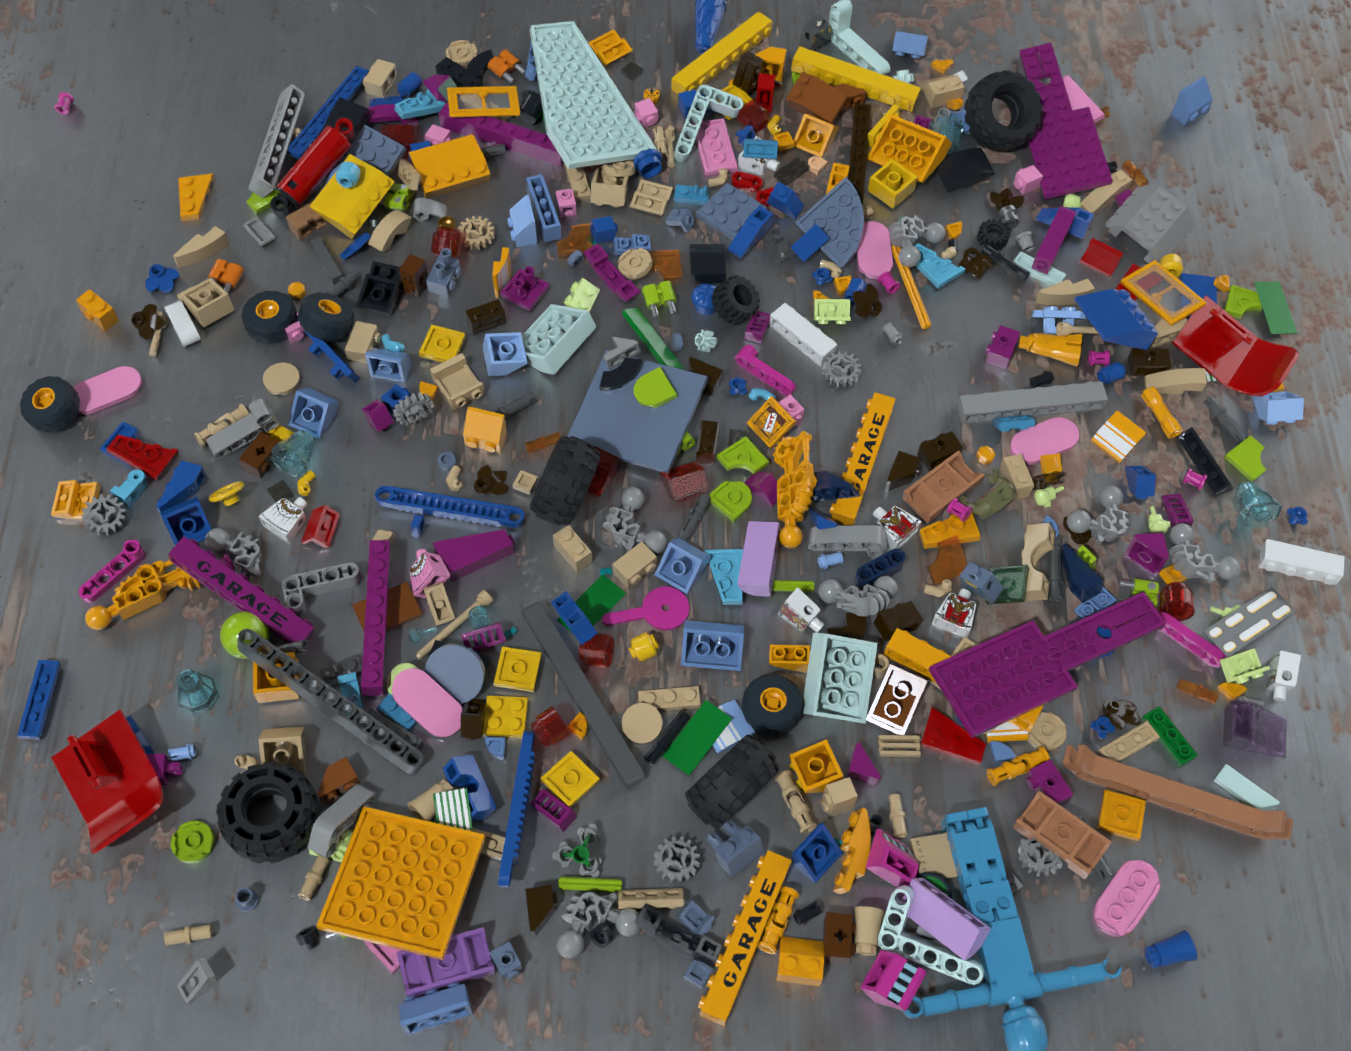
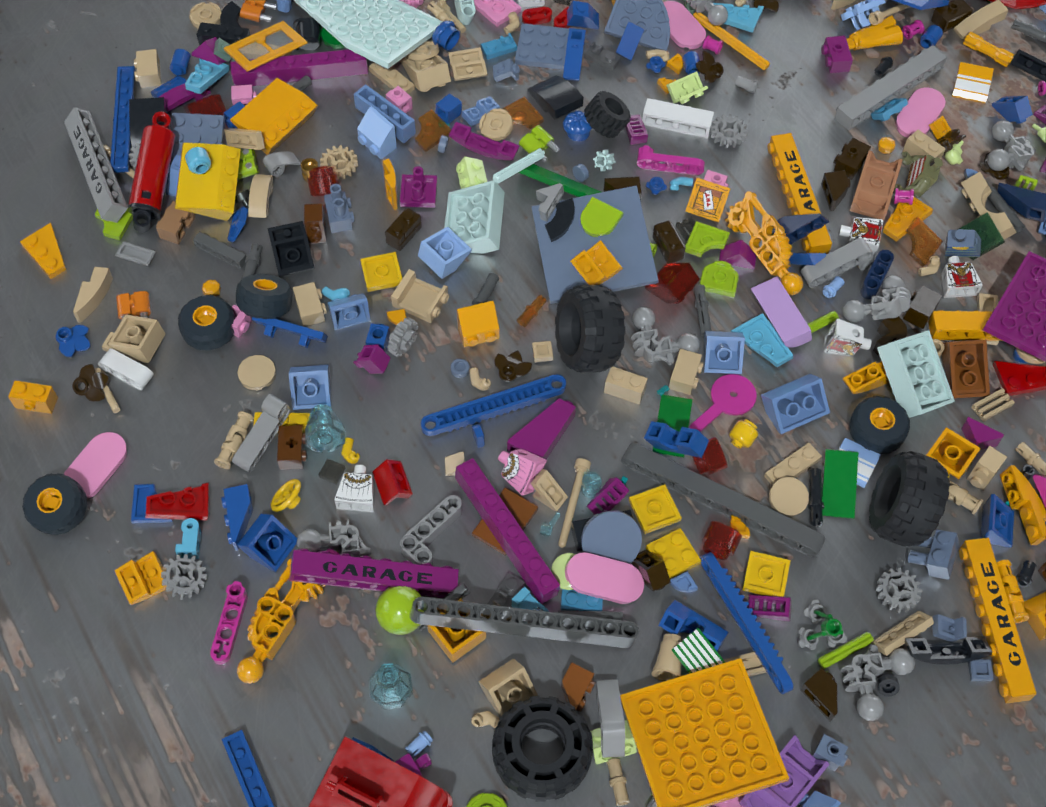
camera: 30 degrees left, 0 degrees up
(621, 308) = (518, 165): none -> light aqua axle
(623, 429) = (596, 264): none -> light orange slope

